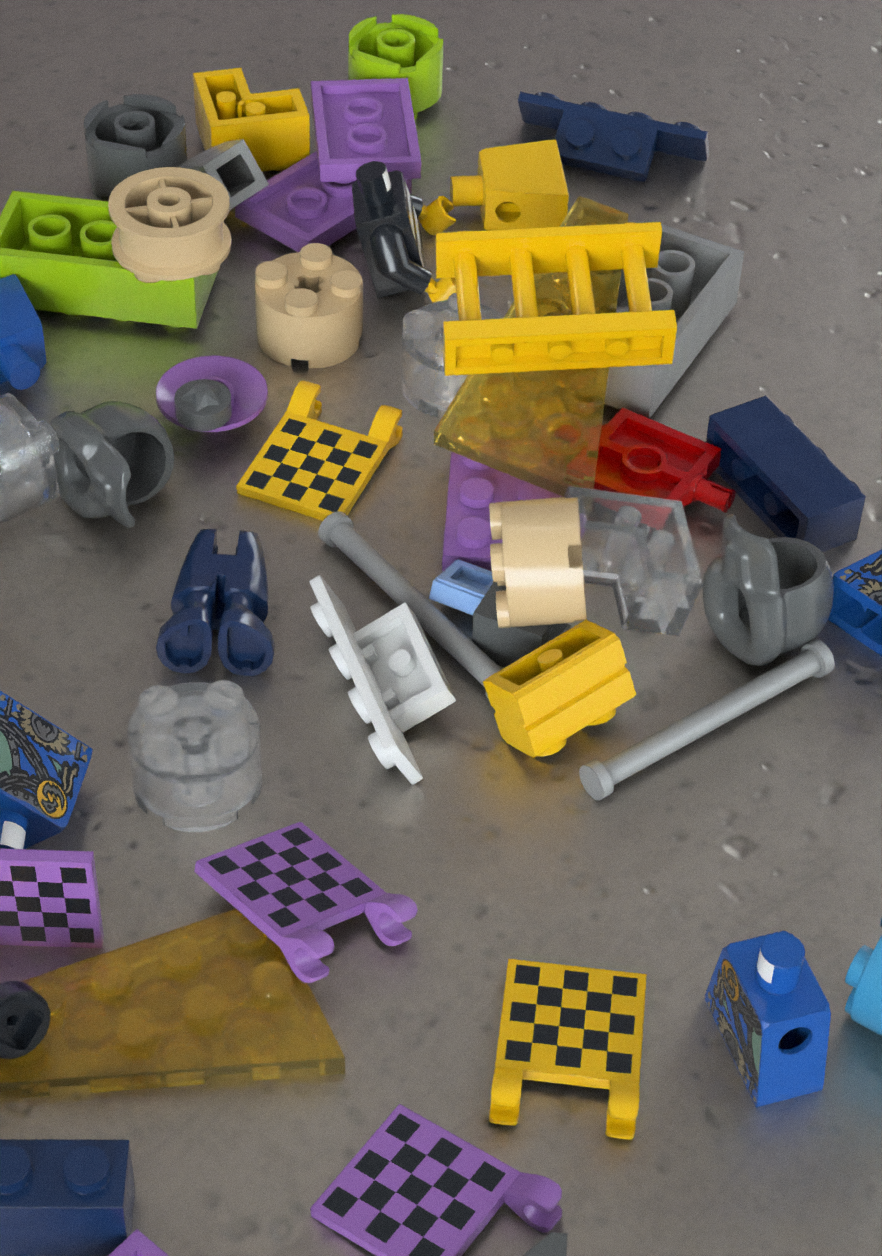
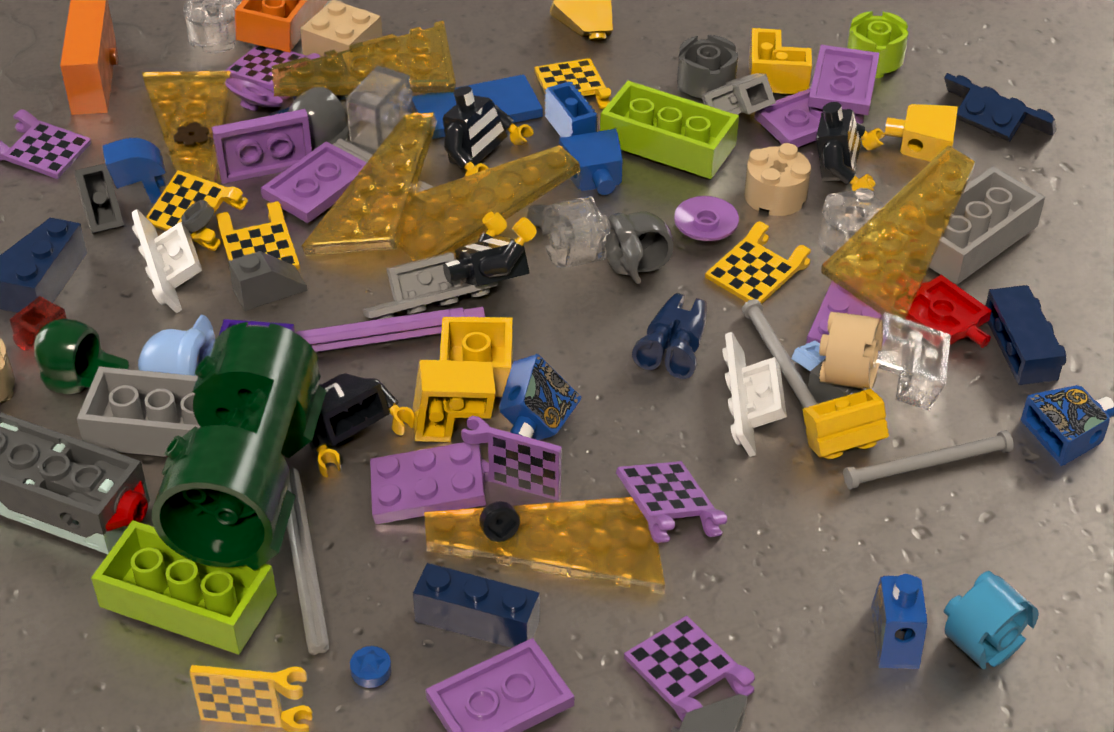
camera: 20 degrees right, 0 degrees up
(170, 224) = (707, 117): tan wheel -> none
(195, 754) = (635, 412): clear brick -> none
(203, 405) = (698, 224): dark grey tile -> none
(554, 341) = (905, 228): yellow fence -> none
(571, 1031) = (789, 602): yellow flag -> none
(766, 594) = (984, 398): dark grey piece -> none

